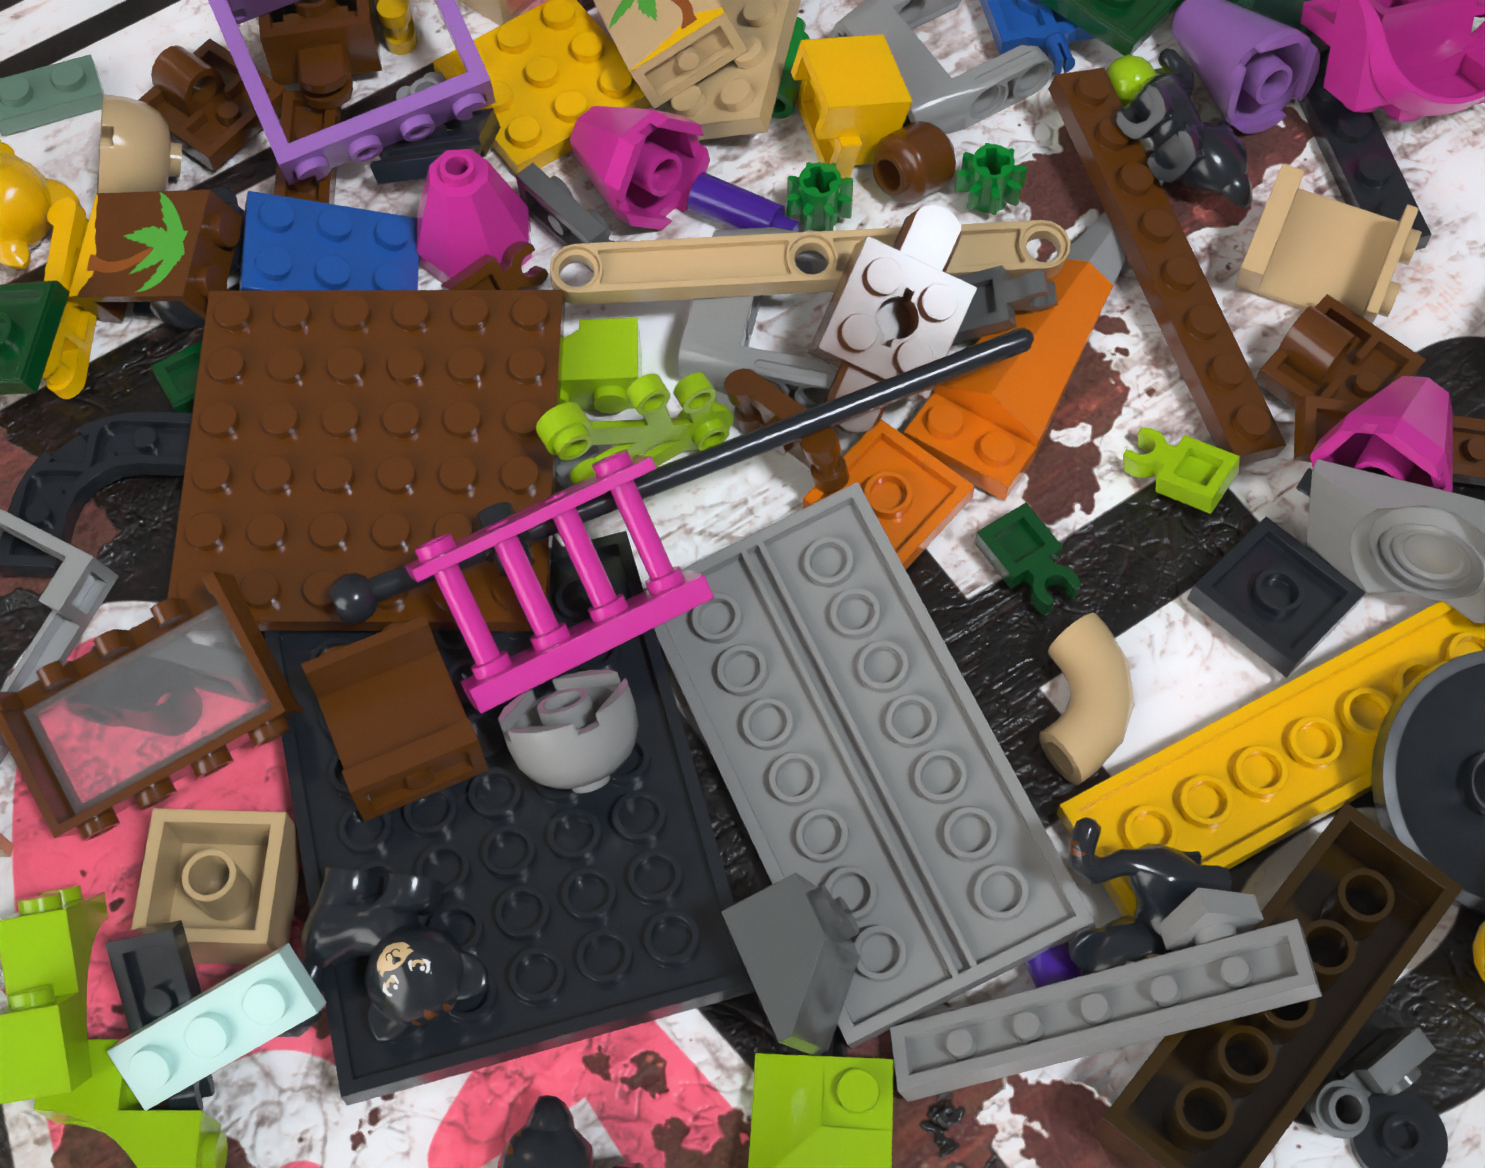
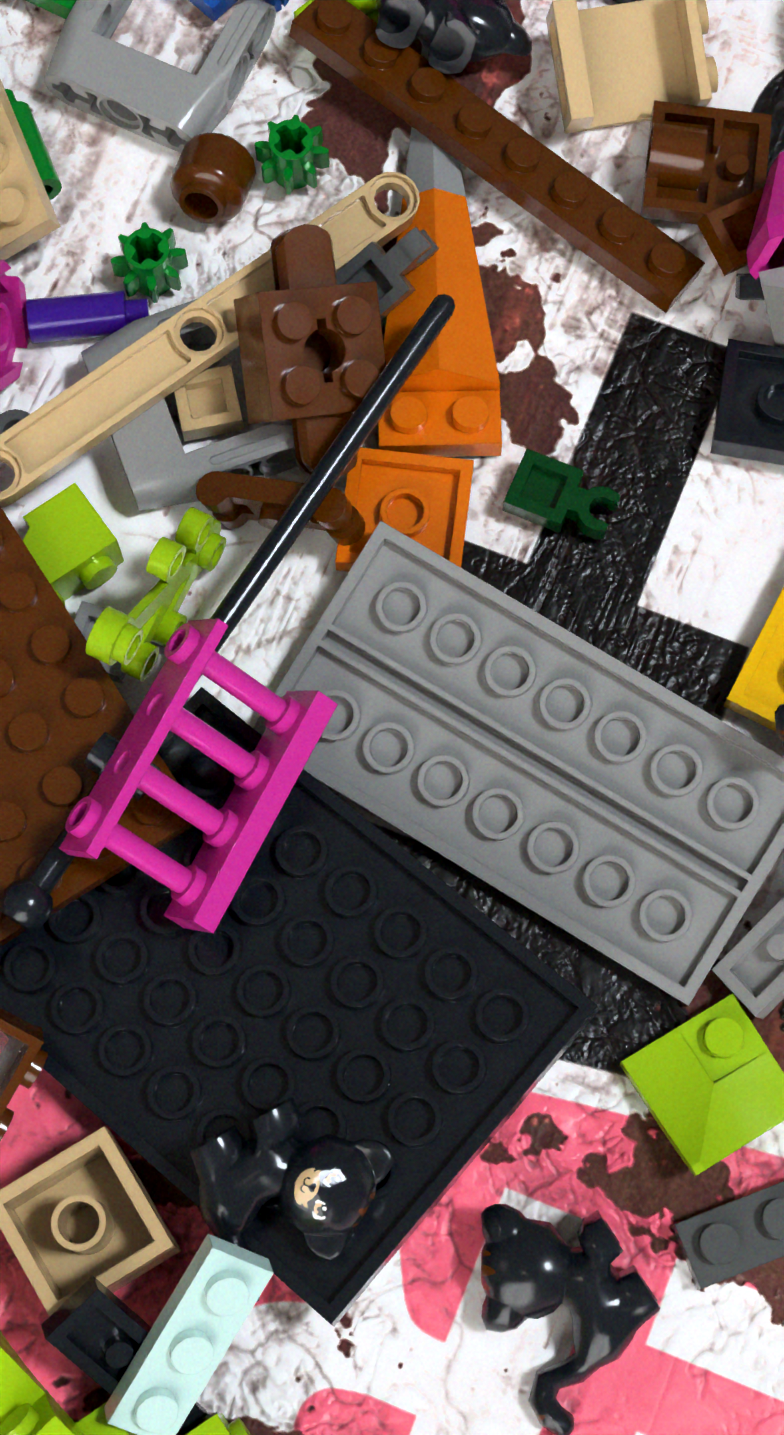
camera: 35 degrees left, 10 degrees up
(394, 717) = (132, 983): reddish brown panel -> none
(573, 733) = (304, 896): light grey cylinder -> none
(788, 324) = (209, 404): none -> tan plate
(797, 958) = (616, 964): dark grey slope -> none
(849, 97) = (118, 151): yellow plate -> none
(1098, 700) = (700, 589): tan cylinder -> none
(1188, 473) = (642, 337): lime plate -> none

